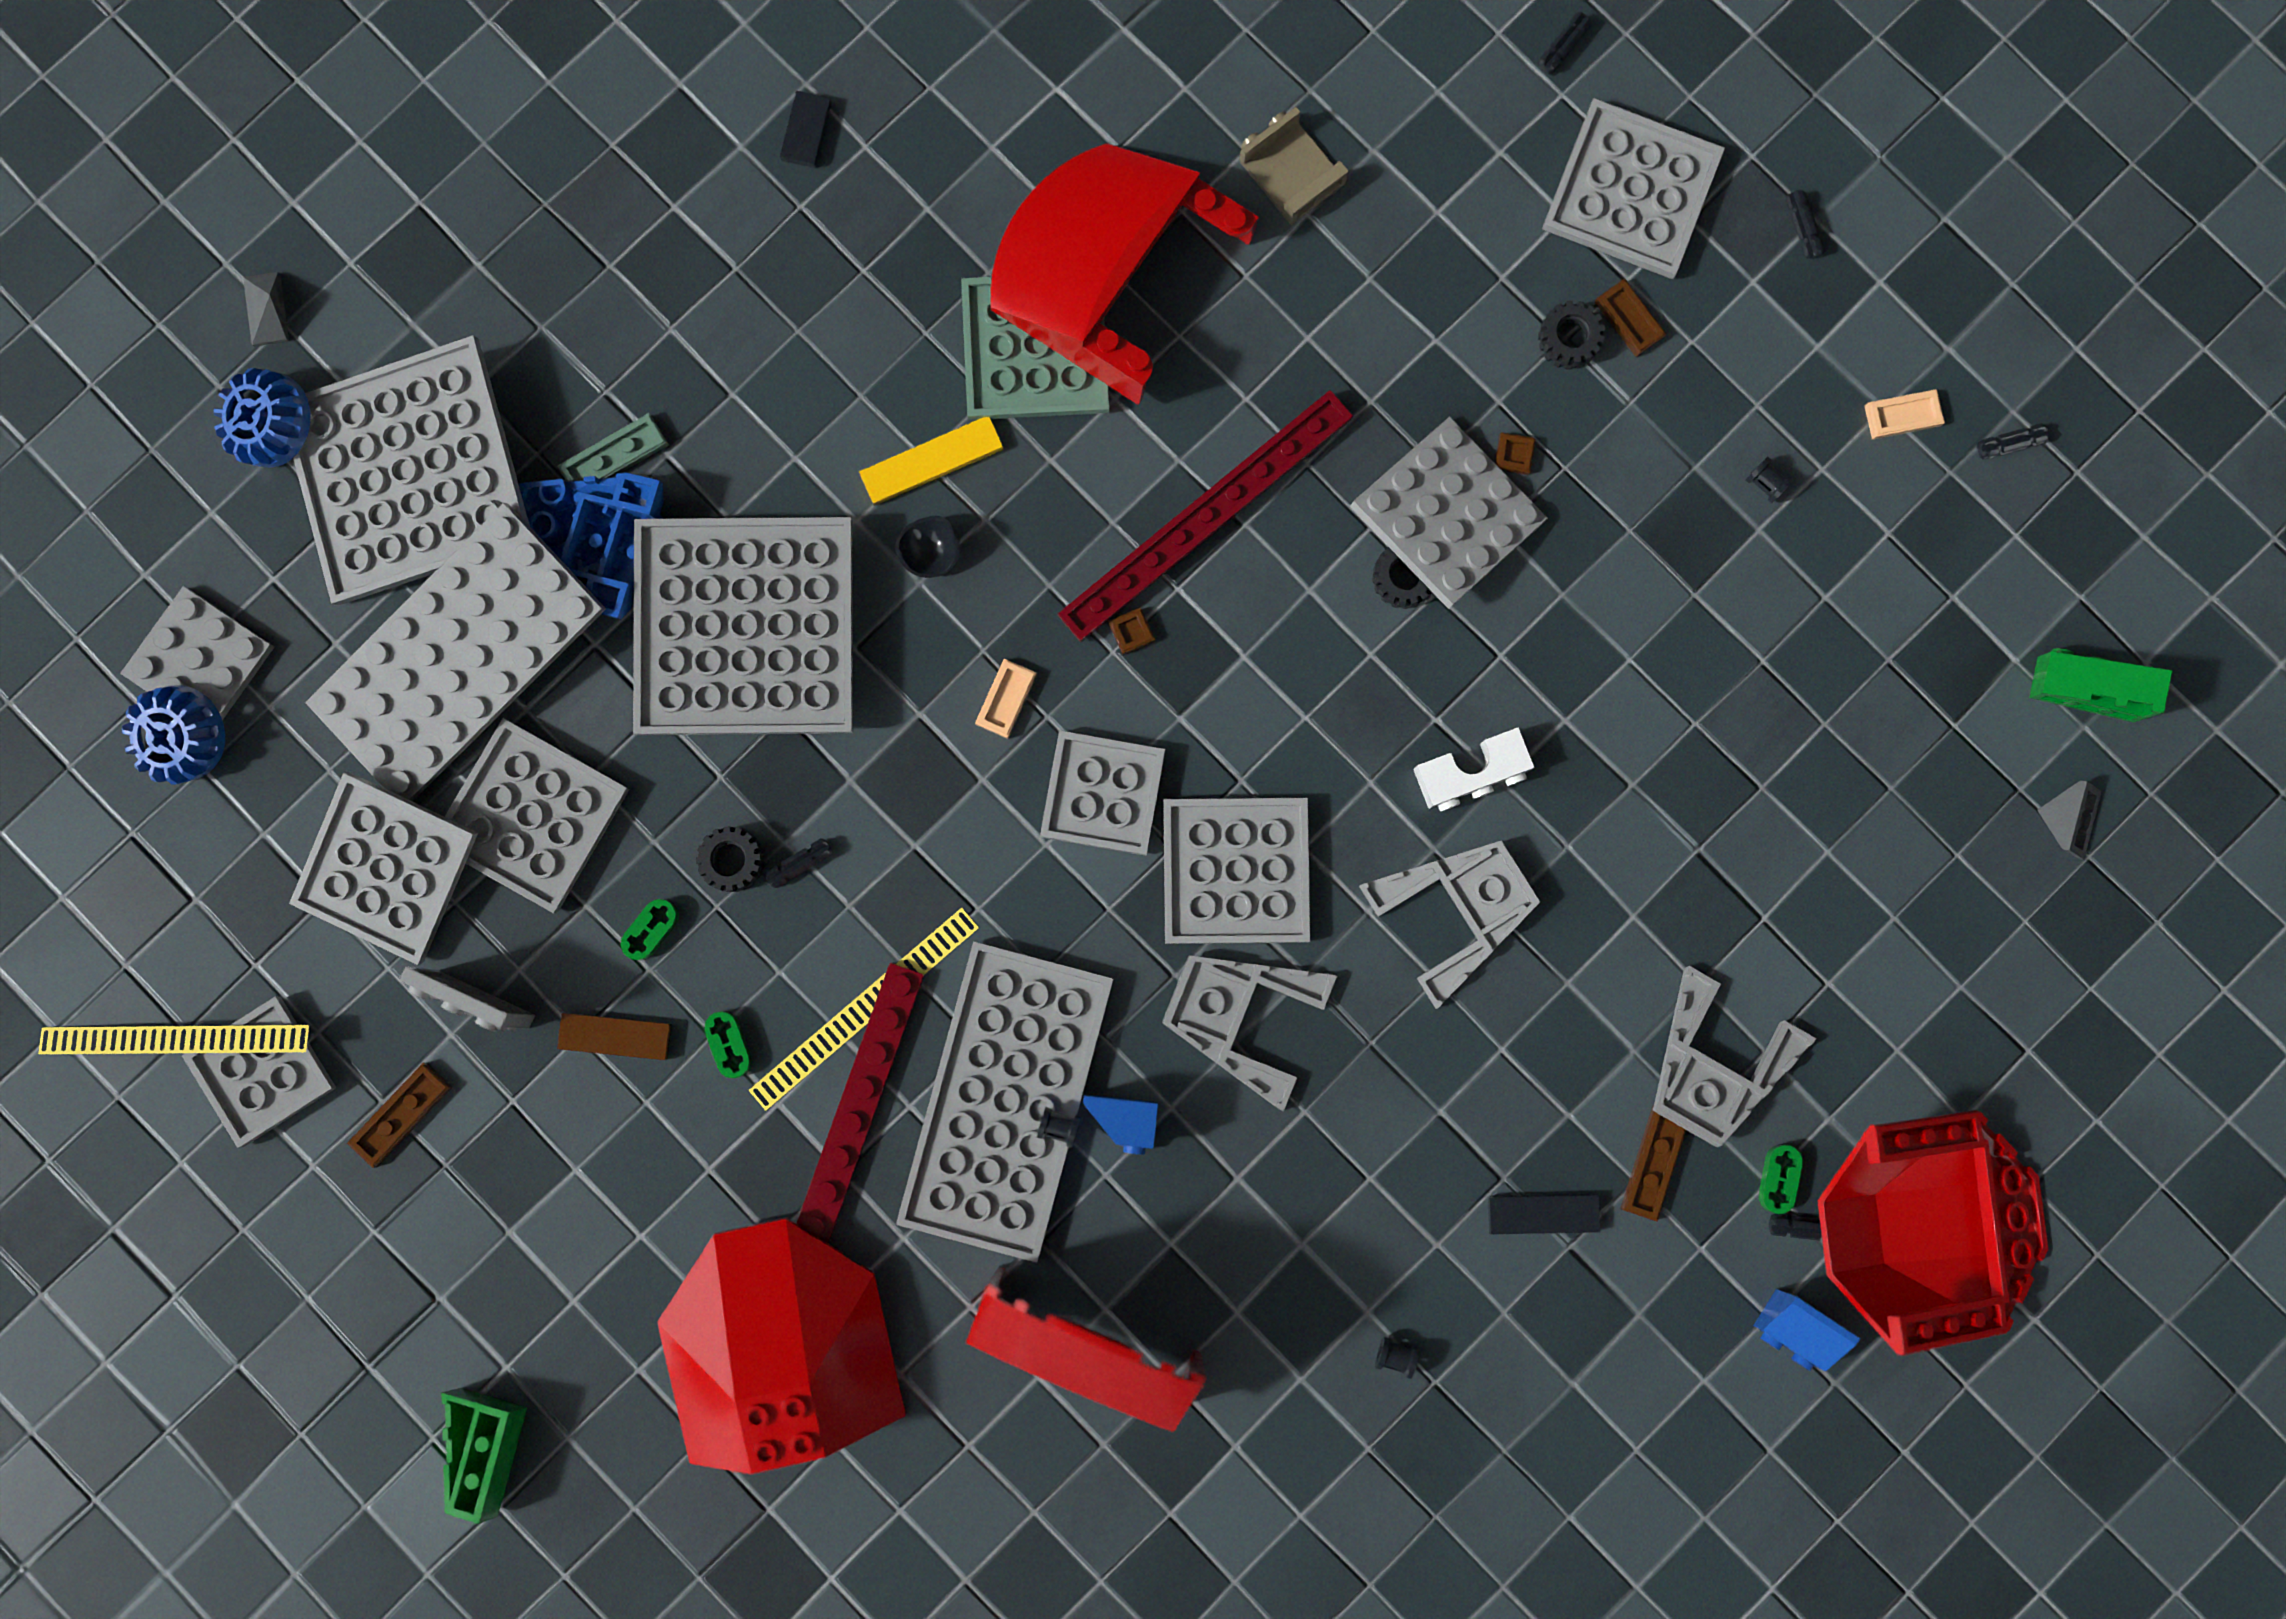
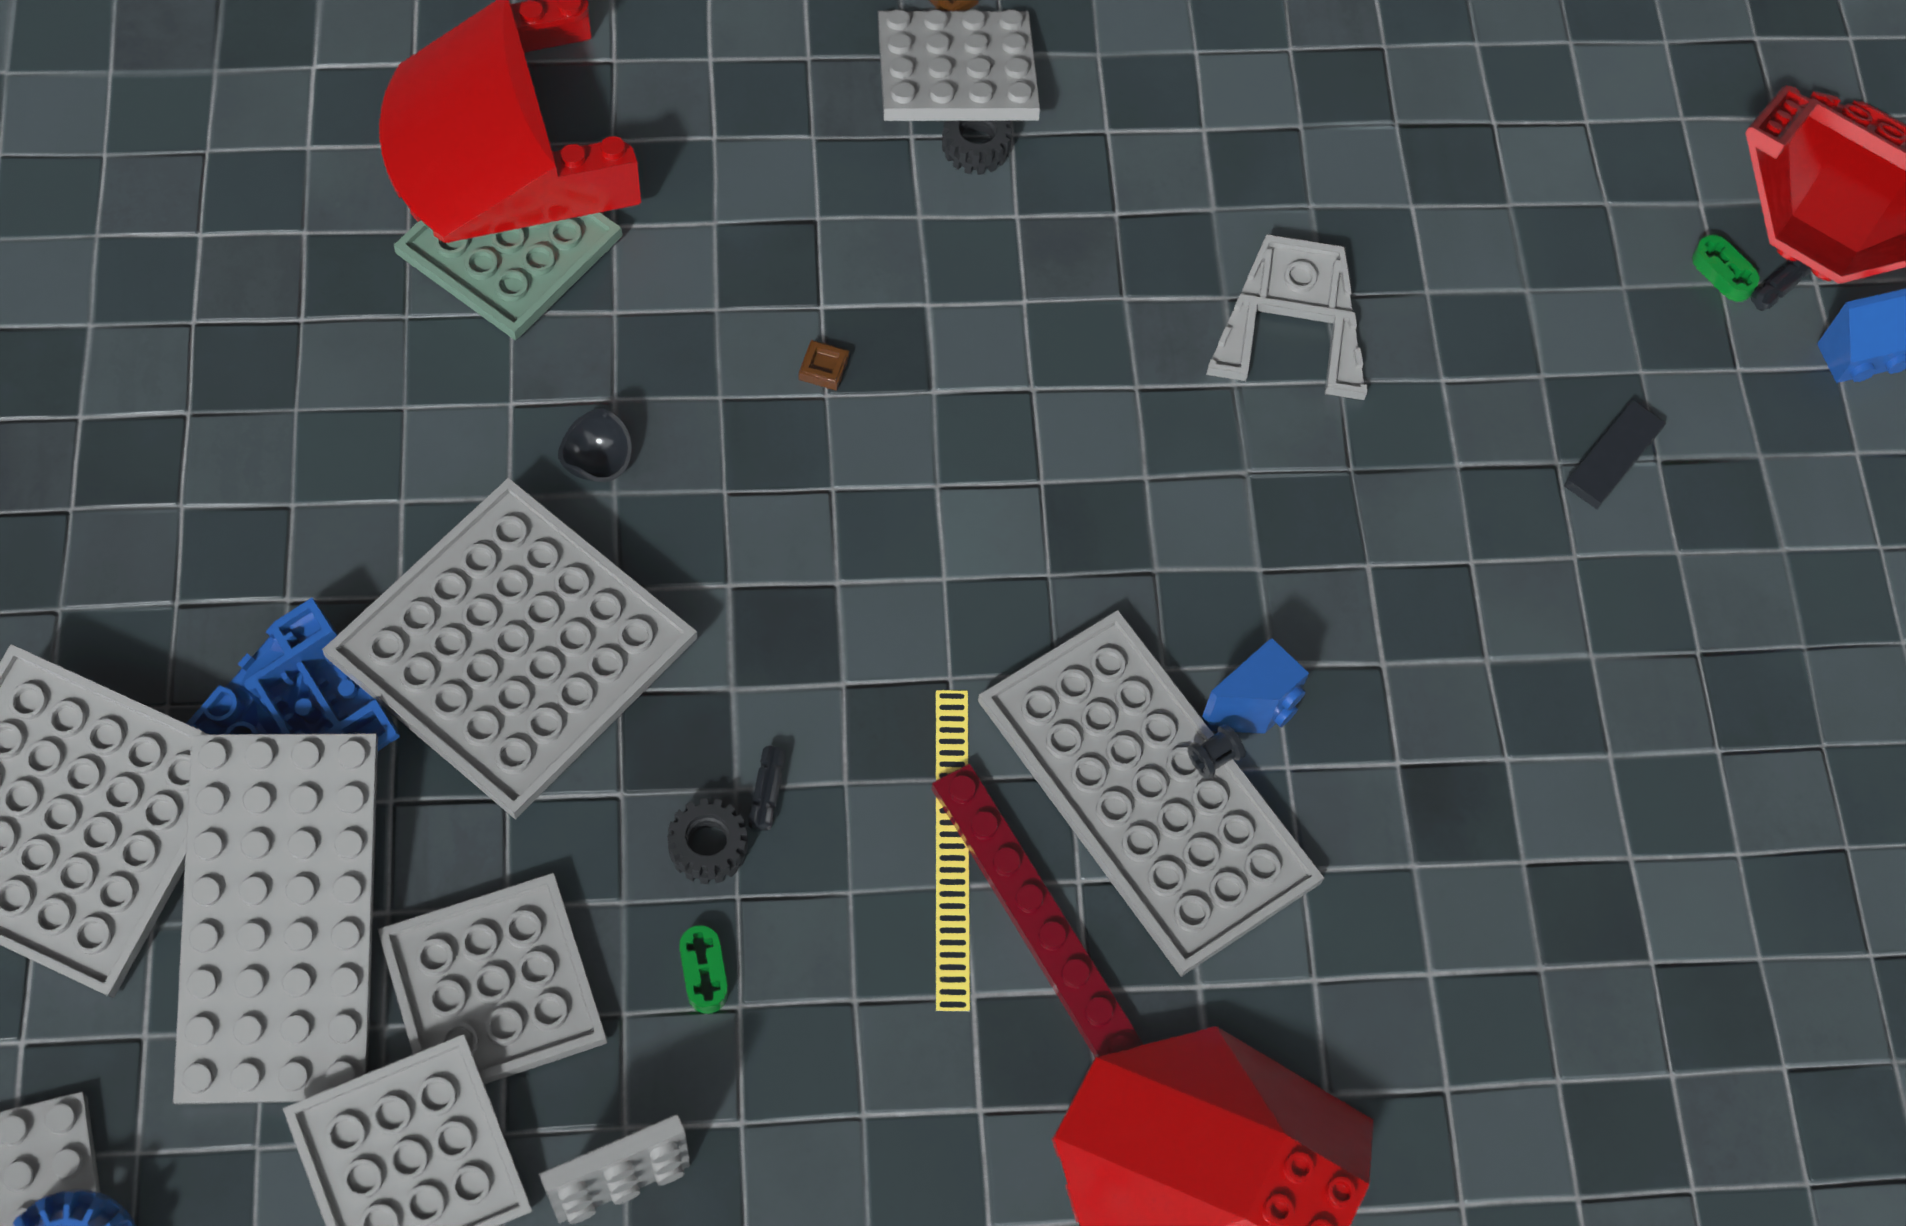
camera: 55 degrees left, 20 degrees down
(614, 1036) = (773, 1087): reddish brown tile -> none
(616, 451) = (240, 632): sand green tile -> none
(719, 1047) = (875, 999): green beam -> none
(805, 129) = (135, 262): black tile -> none
(931, 460) = (519, 396): yellow tile -> none
(1006, 698) = (785, 504): light nougat tile -> none
(1084, 1360) = (1452, 860): red windscreen -> none
(1102, 793) = (943, 493): light grey plate -> none
(1205, 516) = (782, 240): dark red plate -> none
(1213, 1002) = (1215, 560): light grey wing -> none
(1236, 871) = (1109, 447): light grey plate -> none
(1397, 1357) = (1654, 656): black bush -> none
(1504, 761) = (1178, 236): white arch -> none
(1653, 1167) = (1637, 344): reddish brown tile -> none
(1704, 1093) = (1599, 261): light grey wing -> none

